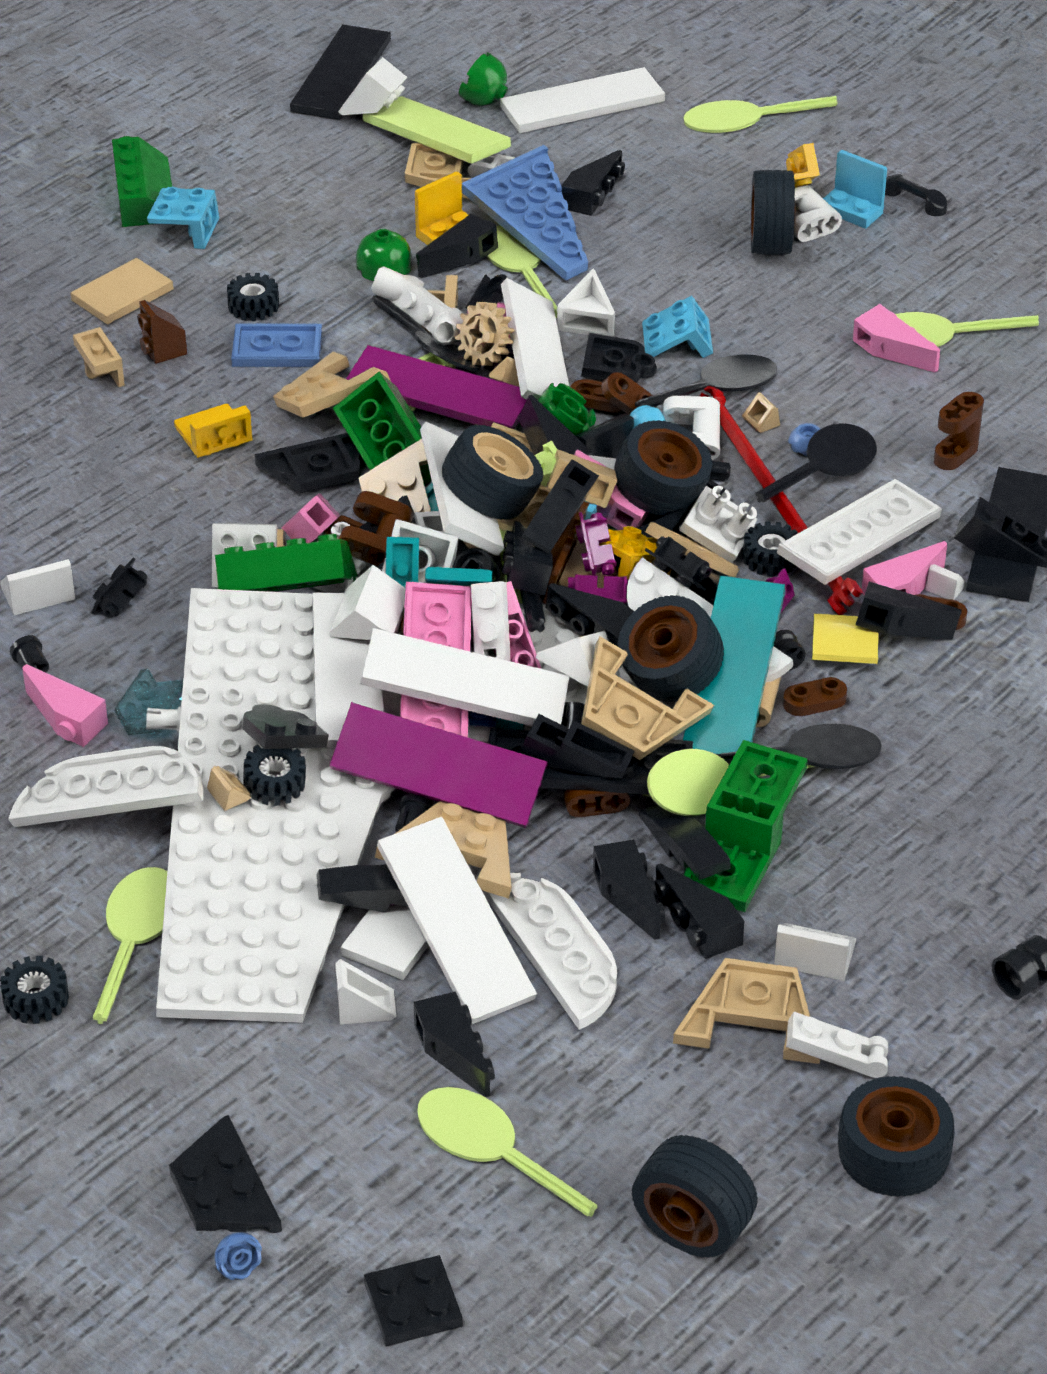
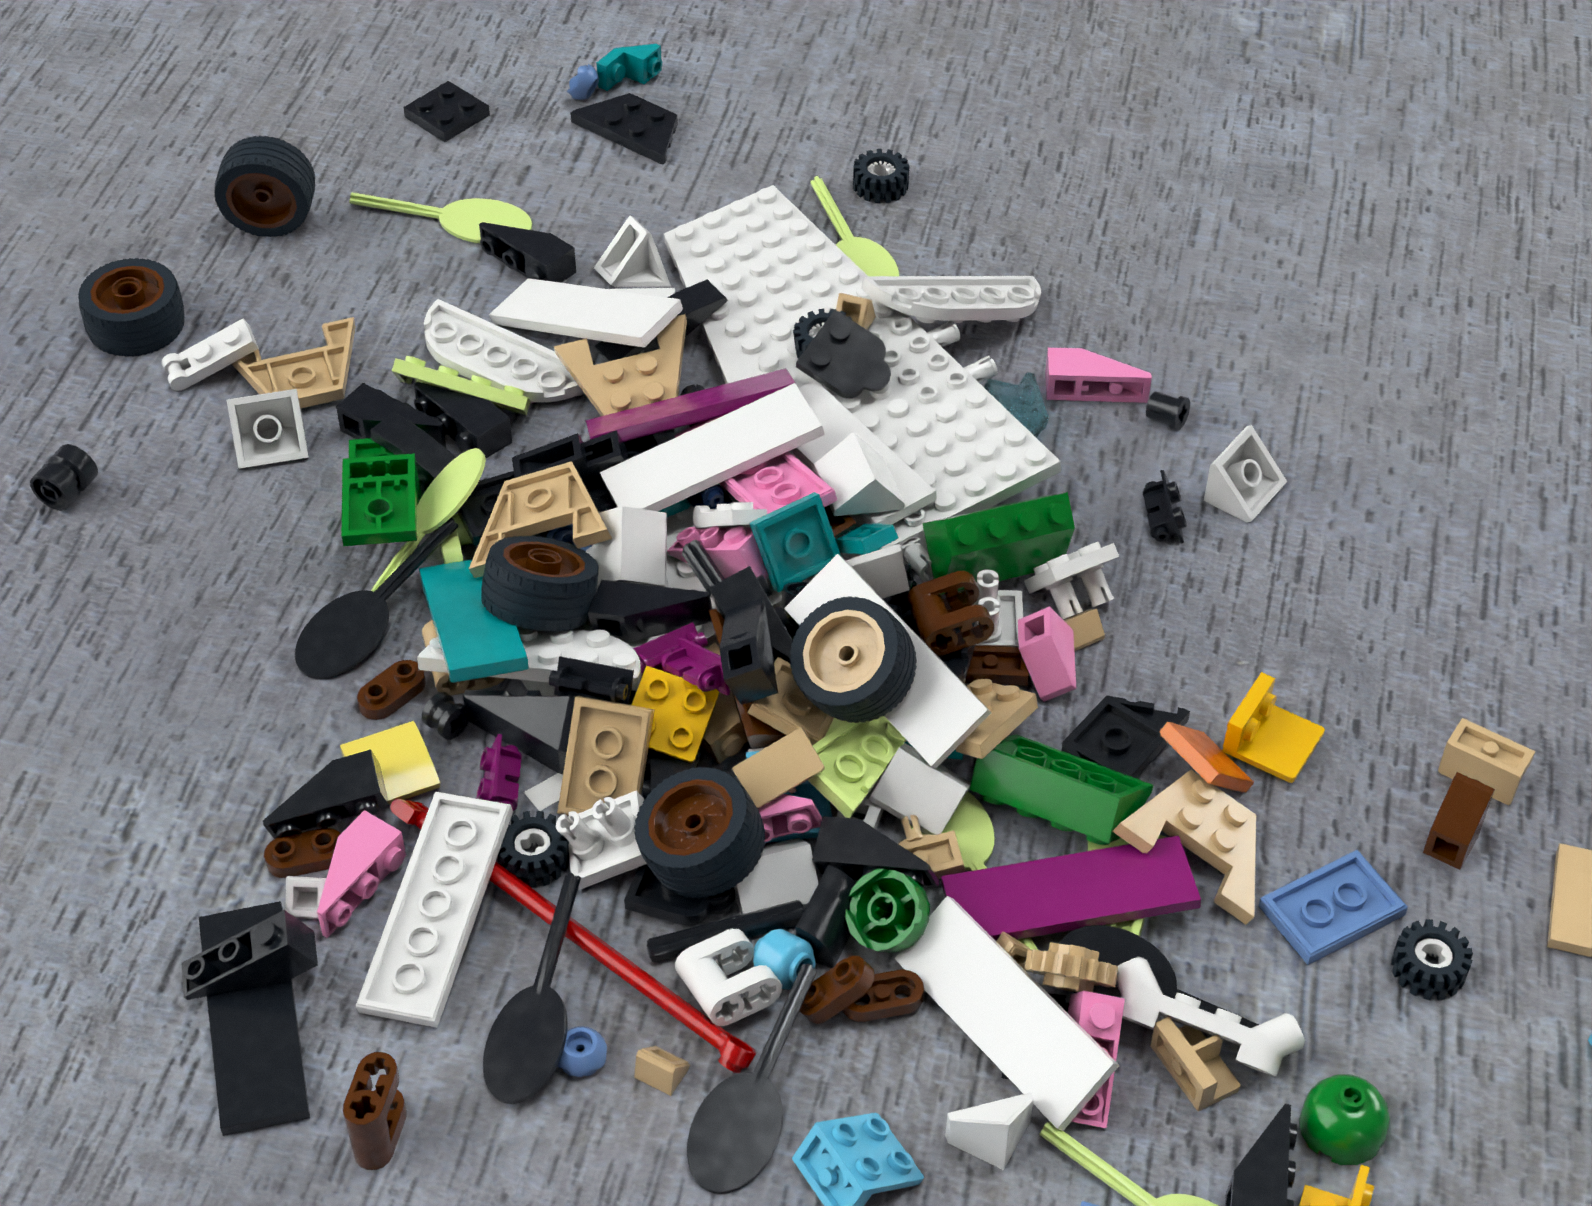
camera: 150 degrees right, 5 degrees up
(149, 1257) = (634, 62): none -> teal slope
(277, 418) = (1206, 757): none -> orange tile
(488, 290) = (1147, 1097): black hinge -> none
(614, 354) = (905, 1073): black plate -> none
(623, 912) = (508, 399): none -> yellowish green wing

